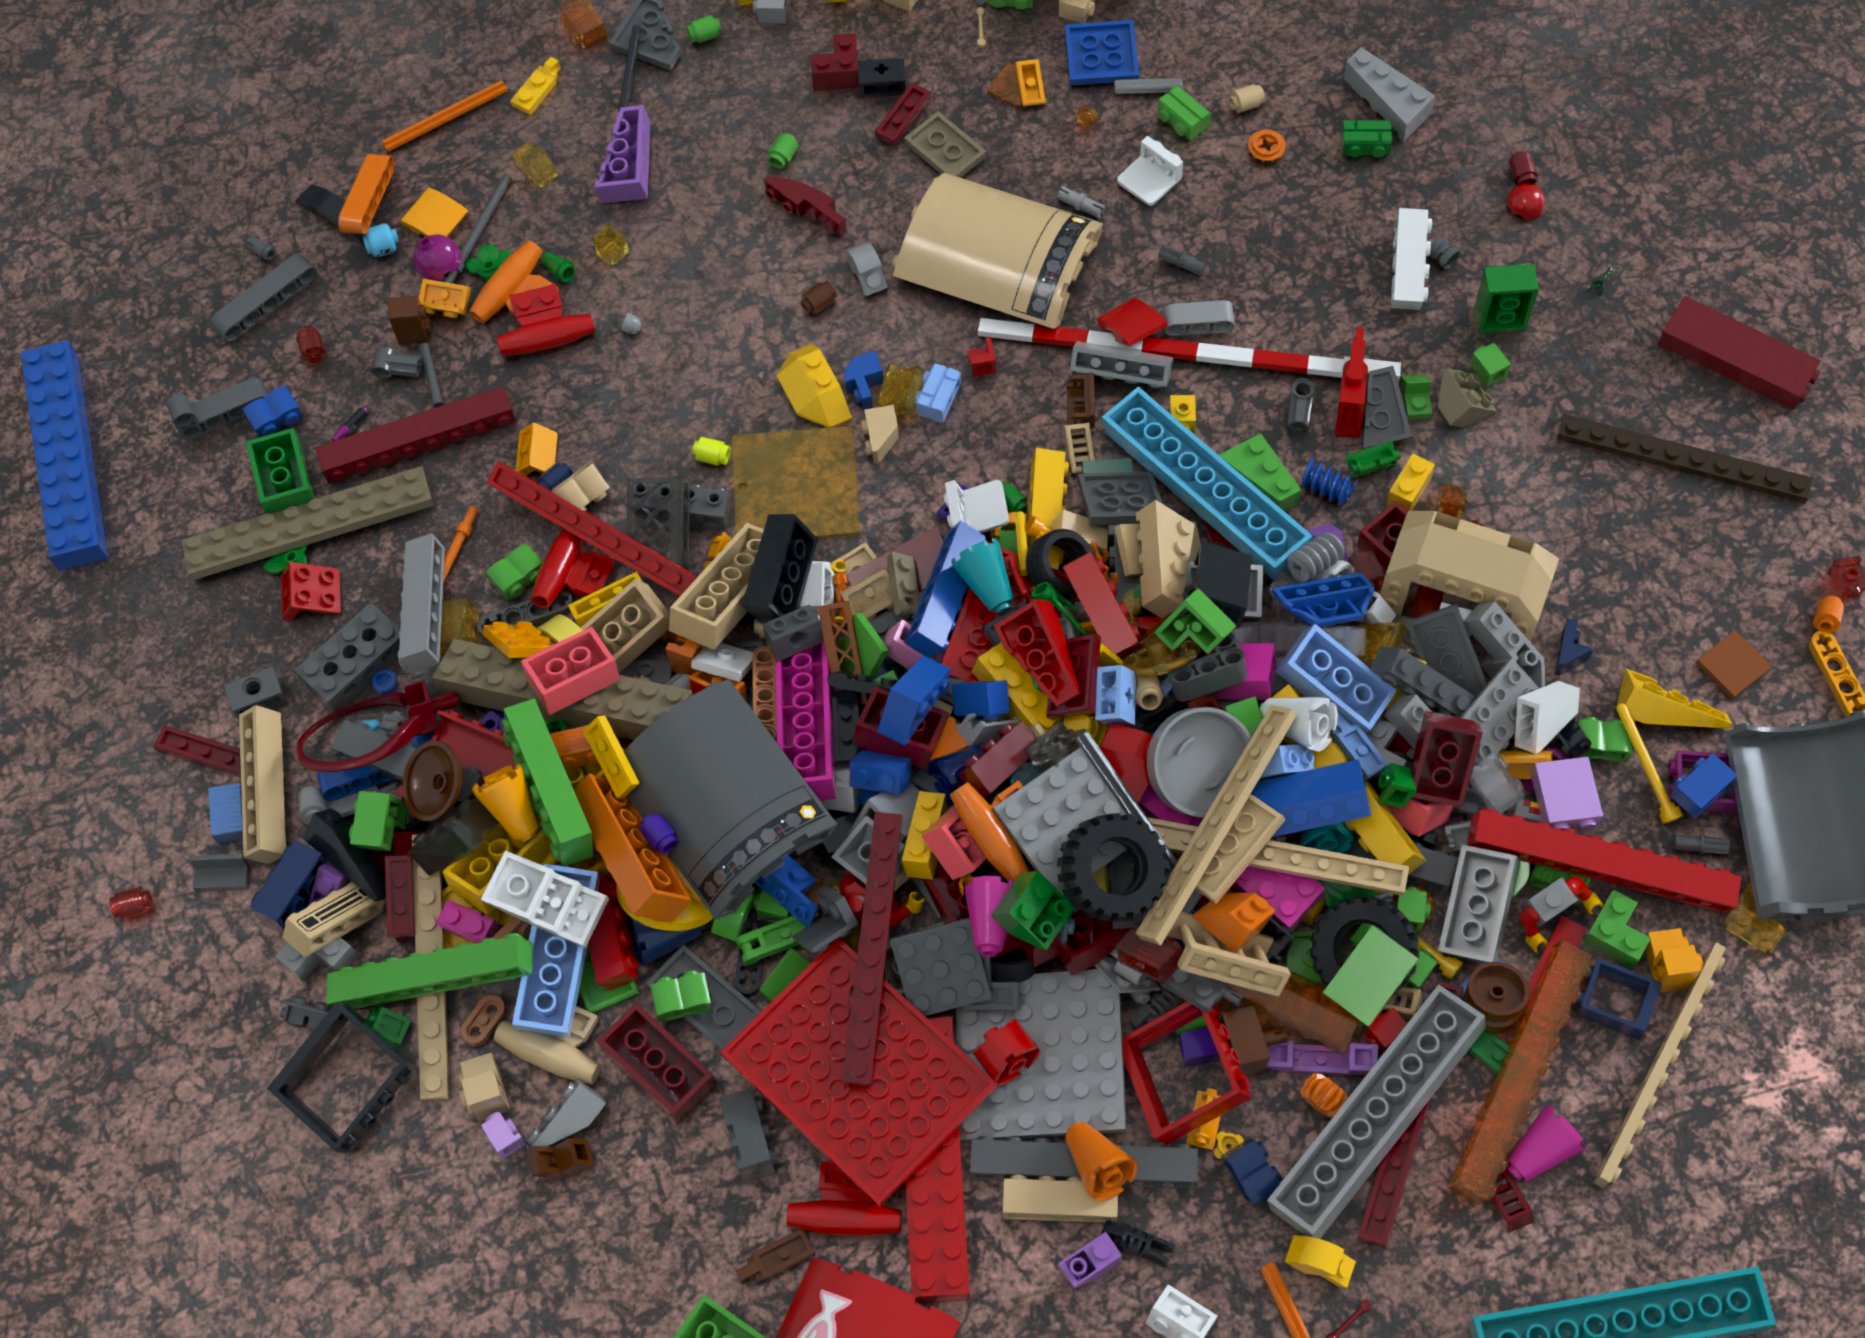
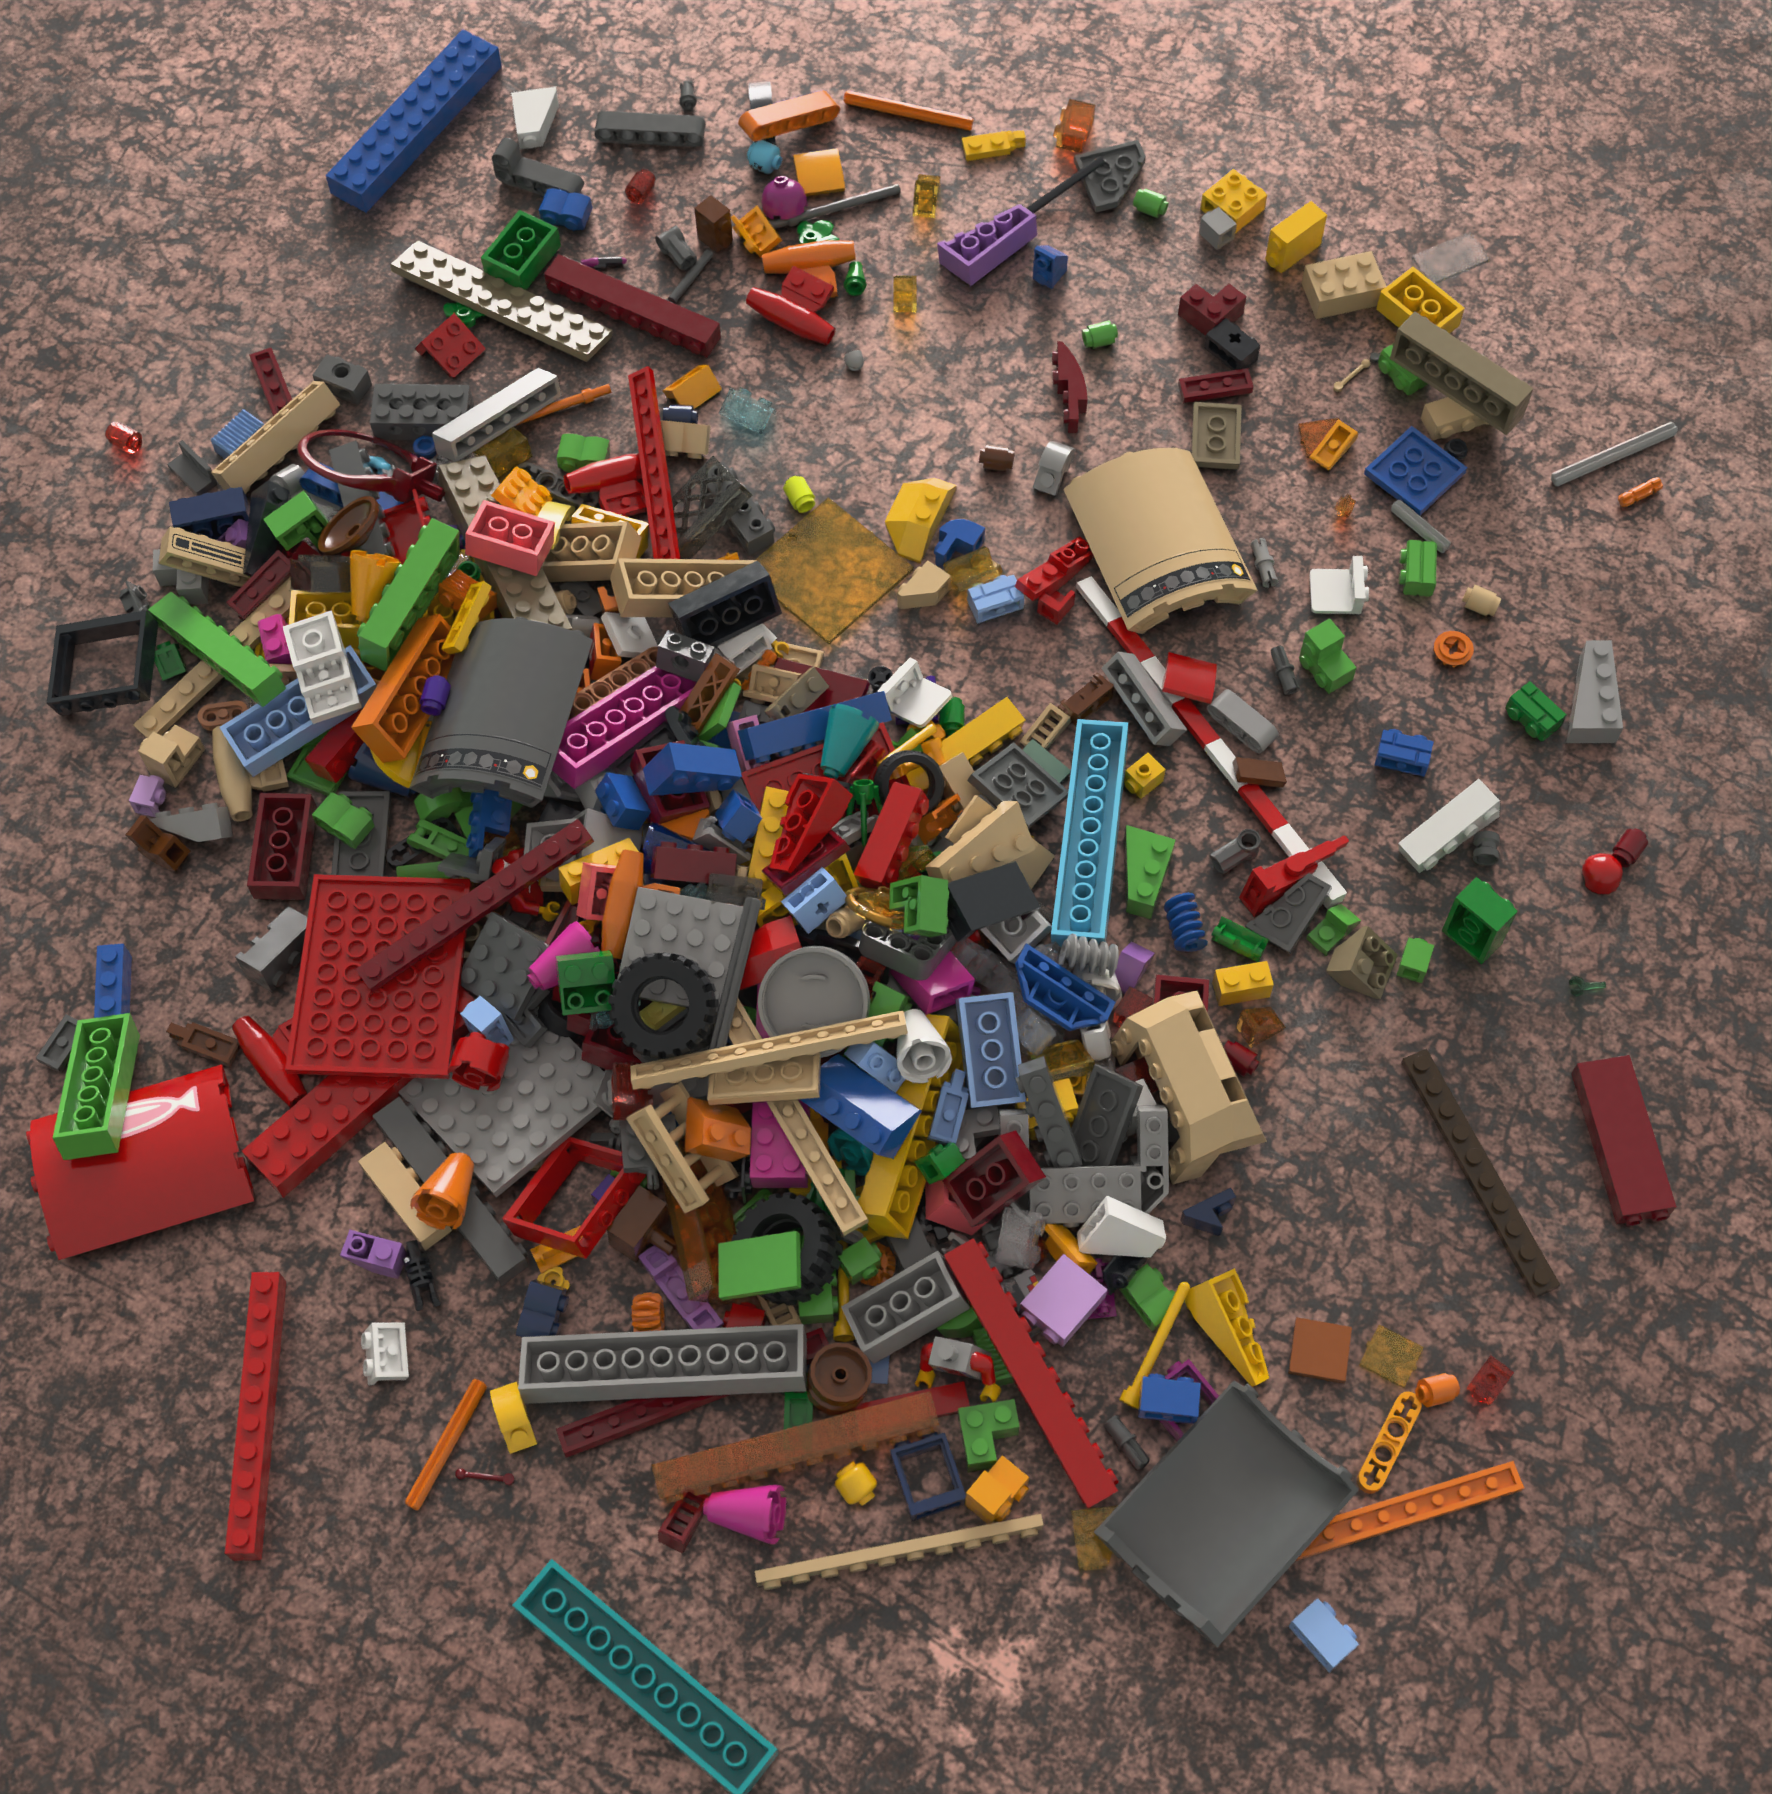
camera: 45 degrees right, 0 degrees up
(155, 367) = (534, 115): none -> white slope
(597, 429) = (745, 410): none -> clear light blue bracket
(655, 1291) = (112, 980): none -> blue brick
(689, 134) = (1049, 265): none -> blue slope
(931, 517) = (879, 674): none -> black wheel
(955, 333) = (1057, 571): none -> red slope
(974, 1020) = (485, 1019): none -> light blue brick
(1109, 13) = (1456, 448): none -> black plate
(1201, 226) = (1324, 656): none -> bright green brick
(1251, 340) = (1259, 772): none -> reddish brown tile
(1321, 240) = (1404, 752): none -> blue brick
(1582, 1053) = (855, 1483): none -> yellow head
(1775, 624) = (1391, 1356): none -> clear yellow piece

